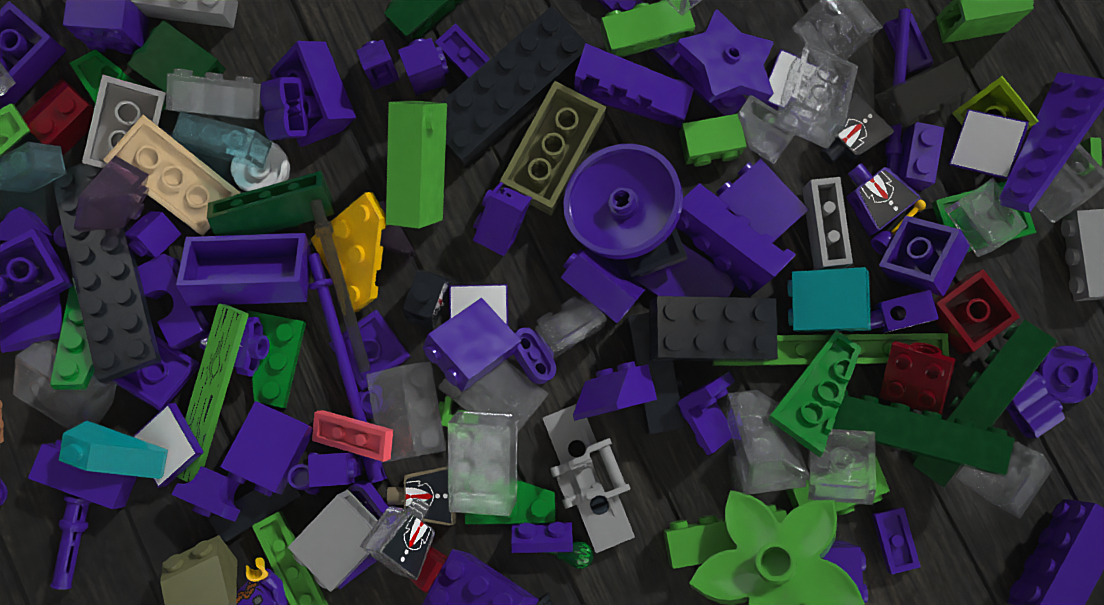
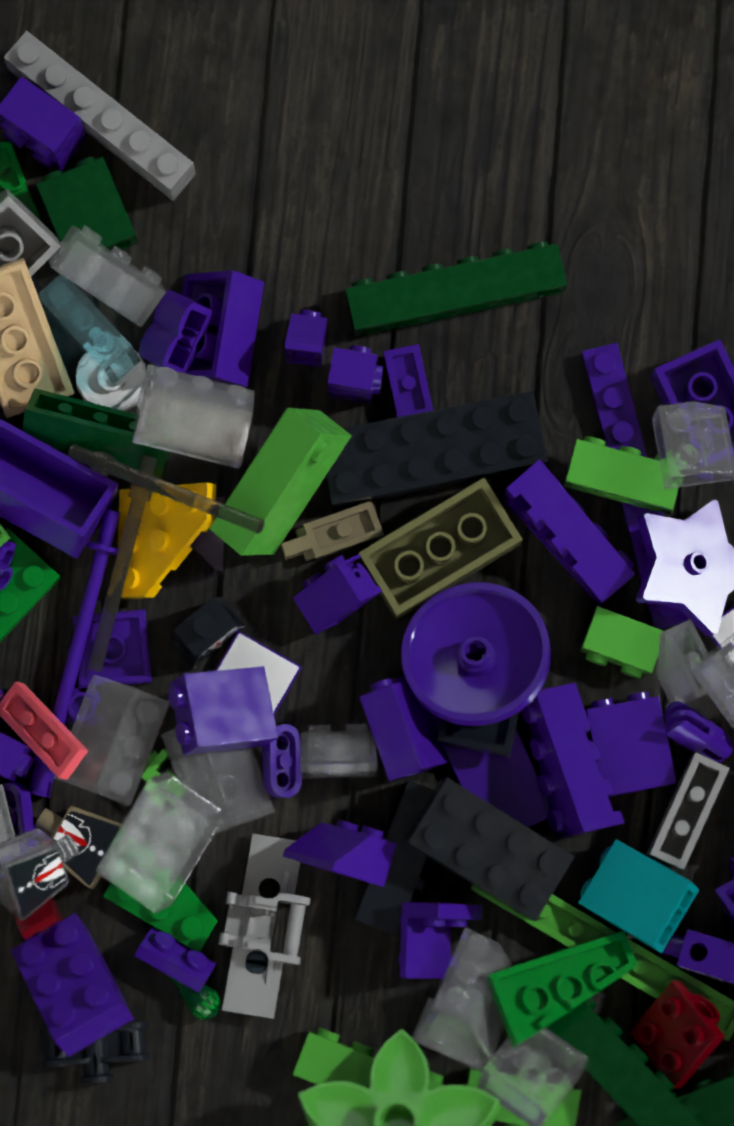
camera: 30 degrees right, 0 degrees up
(288, 224) = (105, 464): none -> clear smoke bar
(329, 155) = (193, 416): none -> clear slope
(475, 181) = (335, 533): none -> dark tan hinge
(798, 168) = (697, 732): none -> dark purple arm

